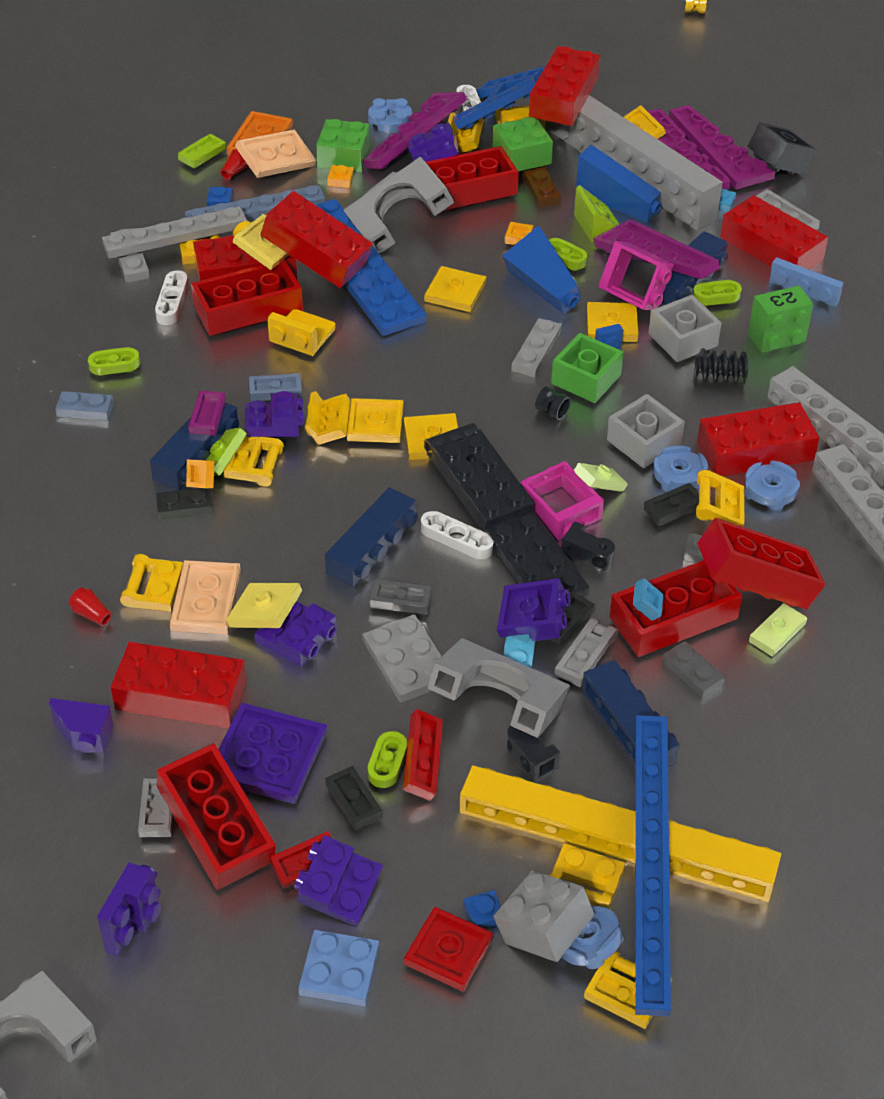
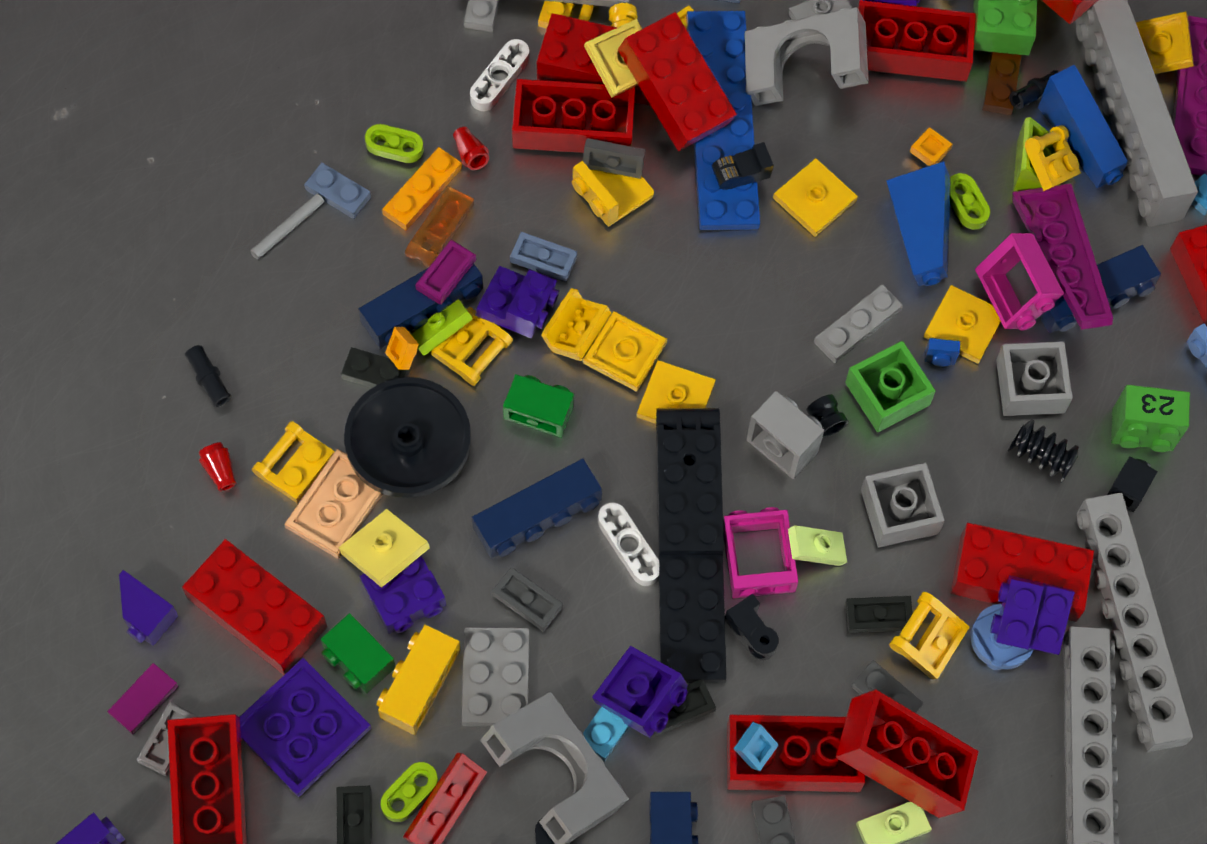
camera: 25 degrees right, 20 degrees up
(46, 553) = (208, 376): none -> black pin
(55, 441) = (287, 226): none -> light grey bar
(116, 790) = (143, 698): none -> magenta tile
(152, 382) = (422, 188): none -> light orange plate
(178, 344) = (471, 149): none -> red cone
(181, 396) = (440, 225): none -> clear orange plate
(239, 527) = (407, 437): none -> black dish
(285, 683) = (357, 654): none -> green brick
(297, 306) = (614, 158): none -> dark grey plate
(331, 474) = (538, 405): none -> green brick
(346, 680) = (418, 679): none -> yellow brick
(396, 278) = (743, 167): none -> black leg
(531, 419) = (785, 434): none -> light grey brick
(567, 181) = (1031, 92): none -> black pin
(585, 651) = (676, 758): light grey plate -> none
(602, 200) = (1057, 166): none -> yellow plate
(673, 456) = (907, 552): medium blue plate -> none
(717, 292) = (1108, 339): lime plate -> none
(785, 452) = (1032, 615): none -> dark purple plate
(794, 356) = (1133, 482): none -> black brick

